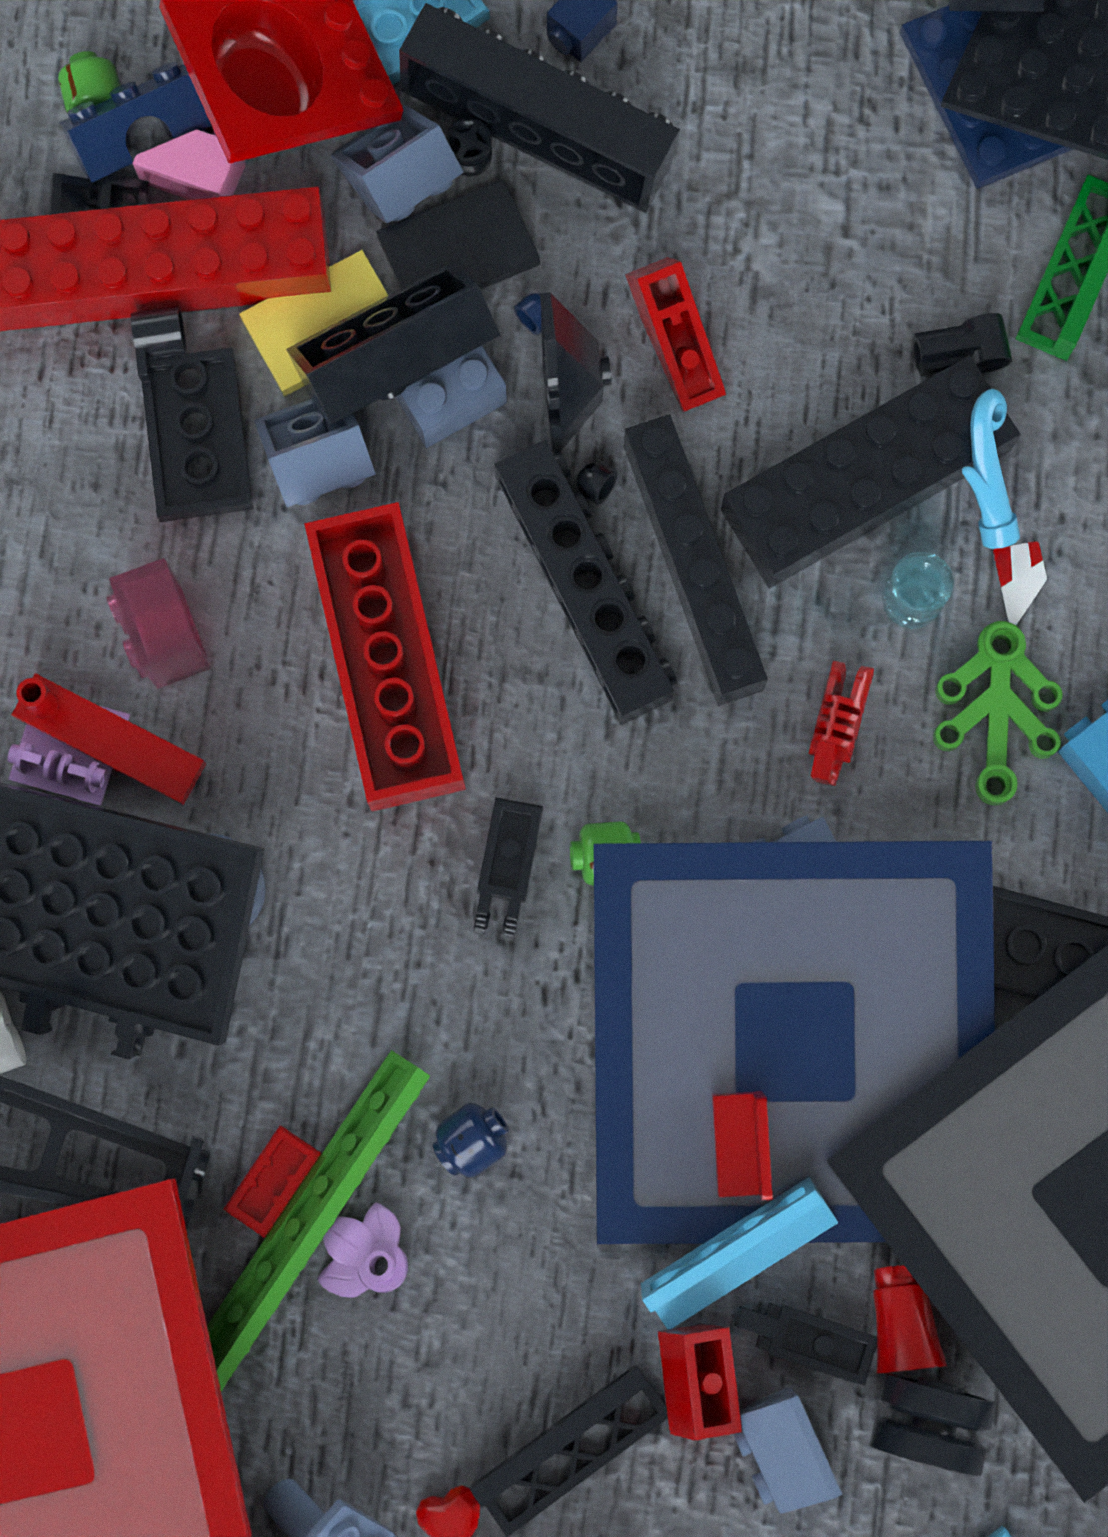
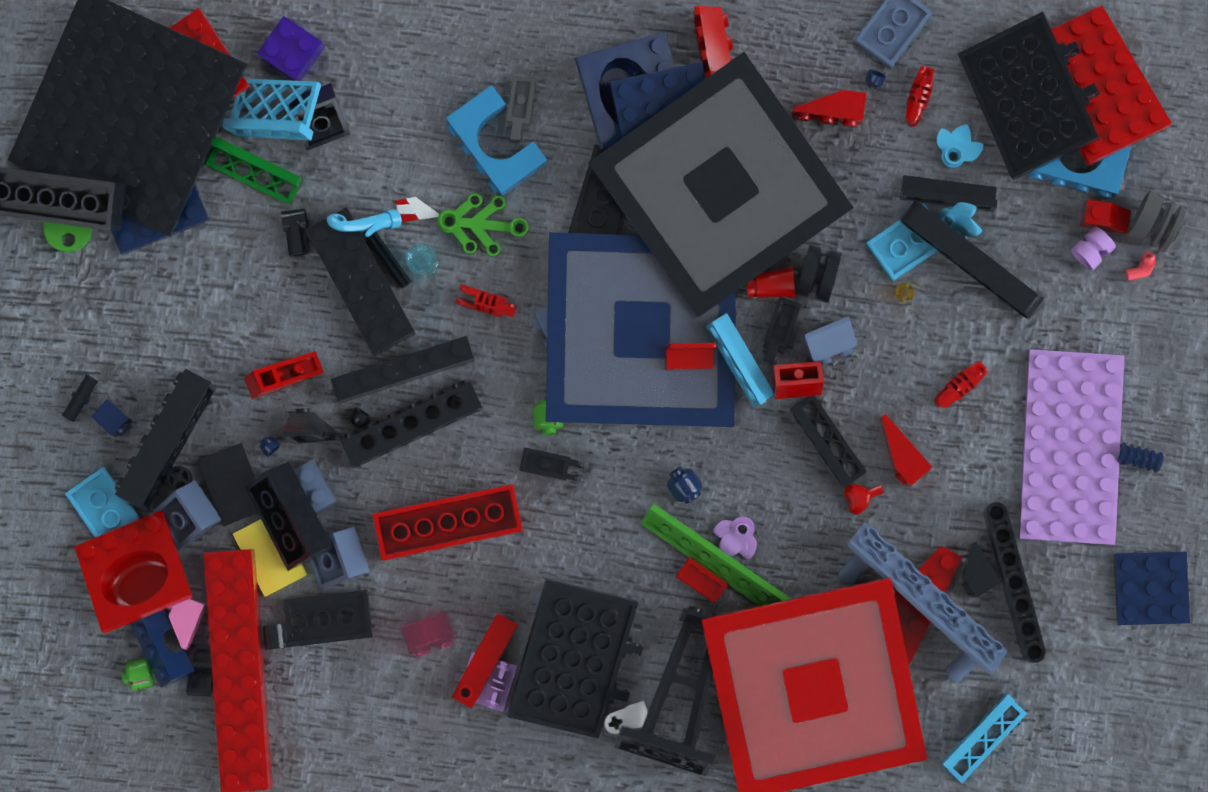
camera: 85 degrees left, 5 degrees up
(918, 527) = (388, 259): none -> black axle

